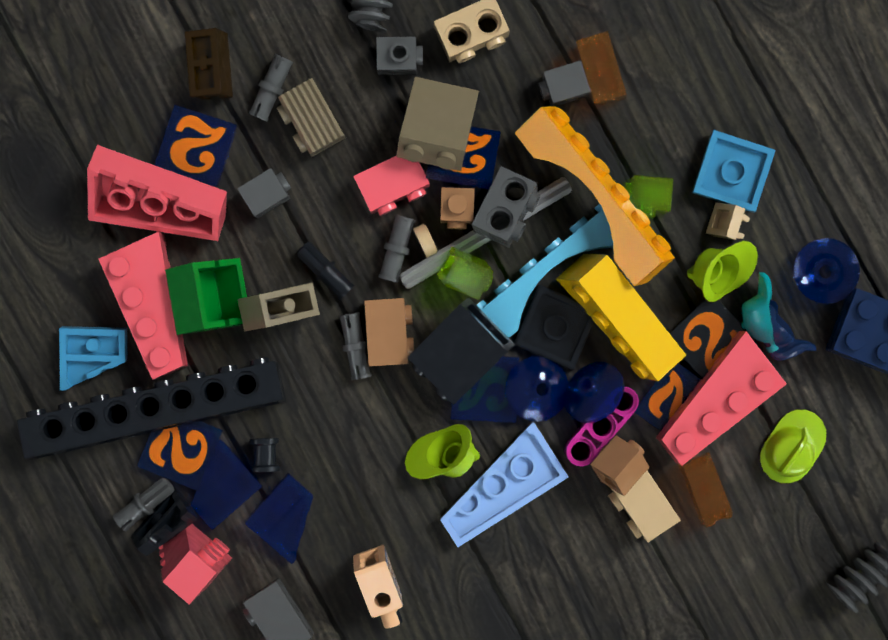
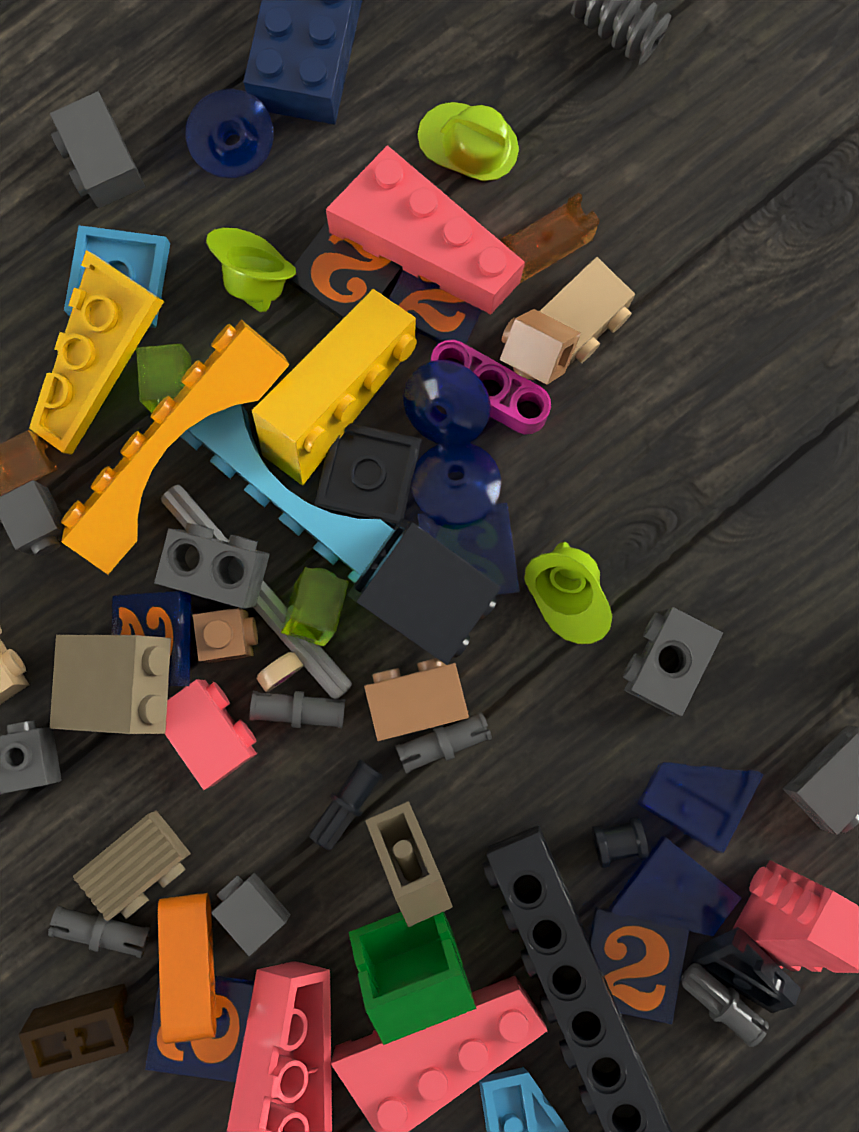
camera: 100 degrees left, 5 degrees down
(237, 144) = (186, 968): none -> orange beam
(376, 576) = (769, 648): light nougat torso -> none
(389, 534) = (694, 646): none -> dark grey brick
(511, 482) = (589, 494): light blue wing -> none
(682, 150) = (100, 337): none -> yellow wing
(726, 221) = (185, 273): tan tile -> none
(766, 326) = (305, 198): hair -> none
(831, 171) = (96, 149): none -> dark grey brick

